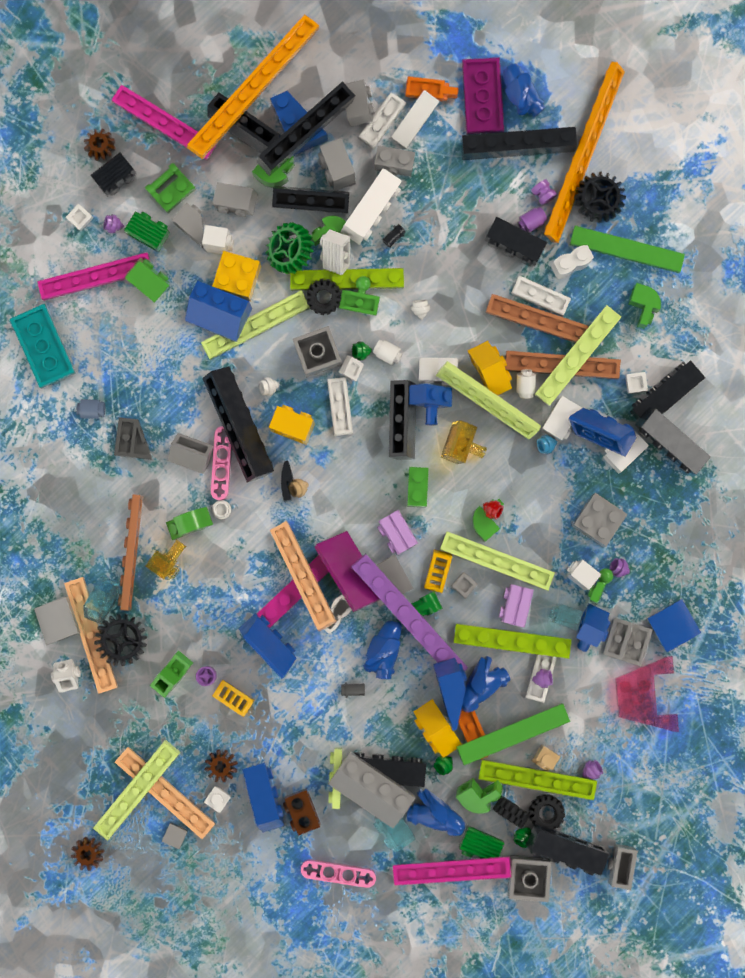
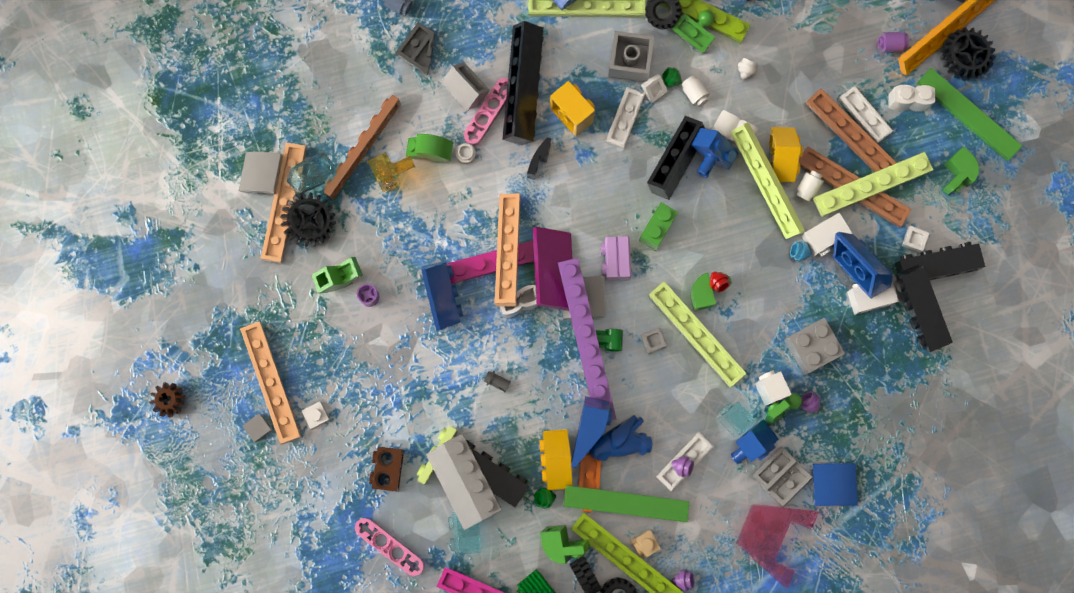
camera: 25 degrees right, 5 degrees down
(65, 675) = (240, 225): white brick -> none
(136, 790) = (245, 364): yellowish green tile -> none
(216, 760) = (333, 378): reddish brown gear -> none
(247, 706) = (389, 344): yellow slope -> none
(263, 797) = (358, 436): blue wedge -> none
(268, 386) = (569, 65): white plate -> none
(298, 488) = (546, 169): tan plate -> none
(384, 650) = (546, 359): blue animal -> none
(435, 814) = (511, 540): blue animal -> none
(441, 554) = (648, 302): yellow slope -> none
(460, 443) = (719, 207): clear yellow brick -> none
(512, 641) = (672, 416): lime plate -> none
(515, 241) = (867, 53): black brick -> none
(516, 606) = (693, 385): lavender brick -> none
(544, 192) = (917, 23): medium lavender wheel -> none

